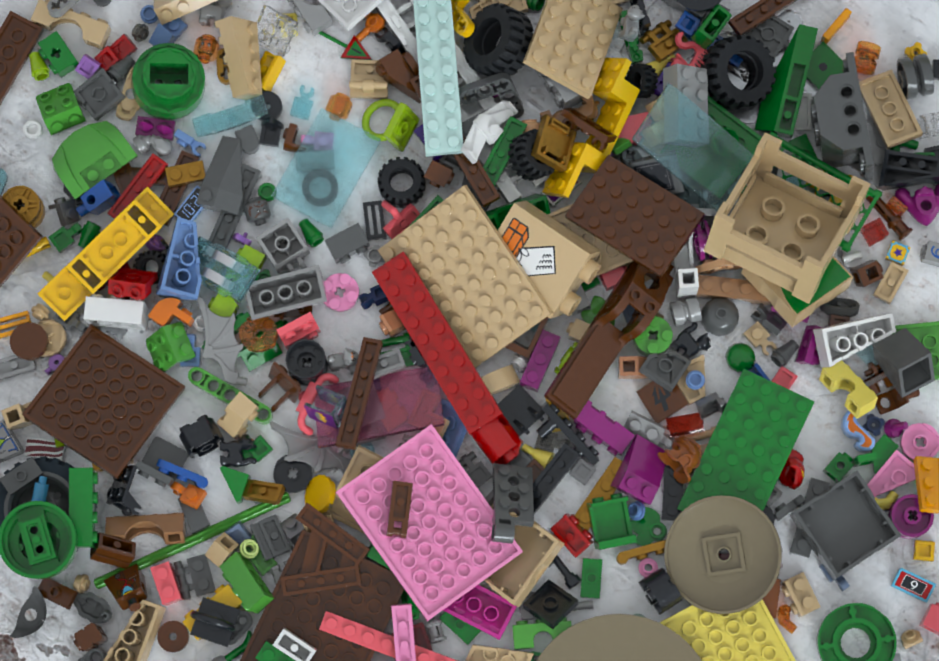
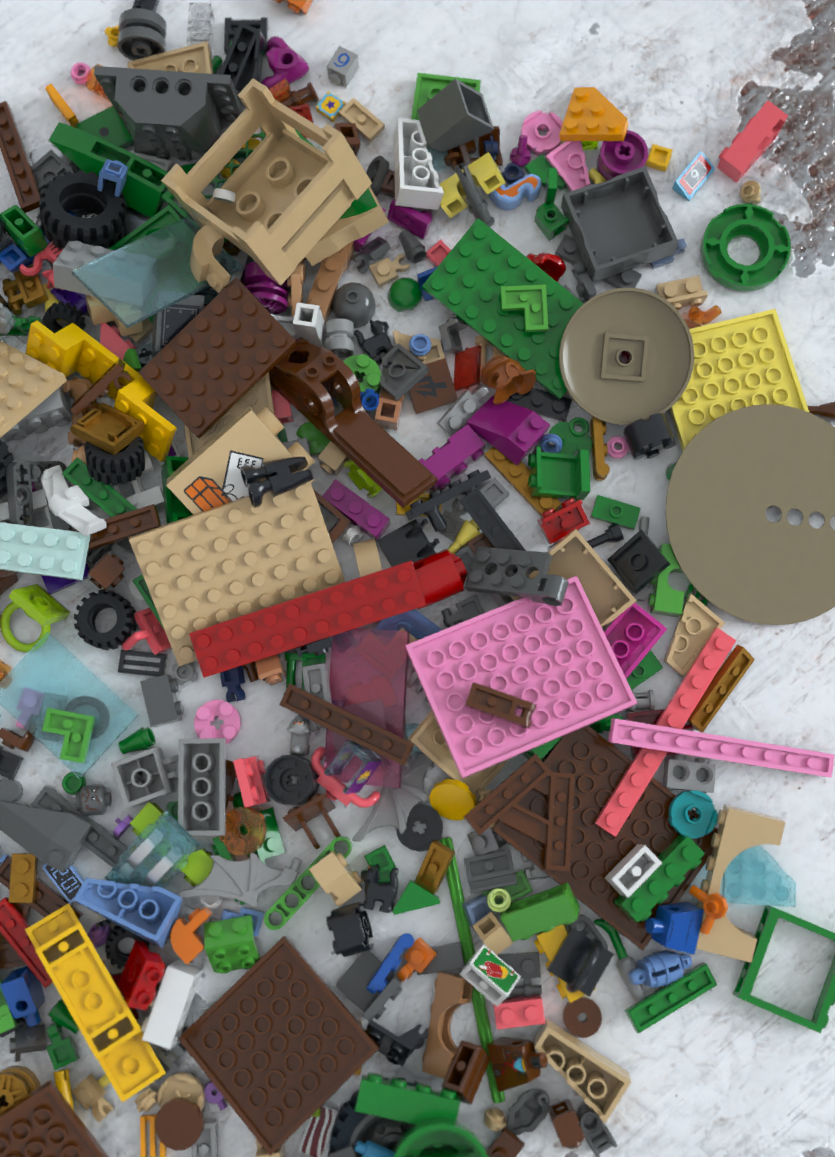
camera: 80 degrees left, 0 degrees up
(35, 269) = (91, 1094): none -> tan plate
(190, 552) = (490, 975): none -> brick
(309, 183) = (76, 729): none -> bright green plate
(540, 290) = (278, 477): none -> black piece
(631, 351) = (372, 403): none -> blue plate
(710, 183) = (203, 264): none -> tan arch
(751, 462) = (531, 300): none -> bright green plate
(774, 88) = (113, 171): none -> medium blue window
(775, 185) = (224, 195): none -> white tile
(832, 400) = (477, 206): none -> dark grey pin
(876, 29) = (78, 69): none -> bright pink plate
(889, 400) = (491, 147): none -> dark blue plate

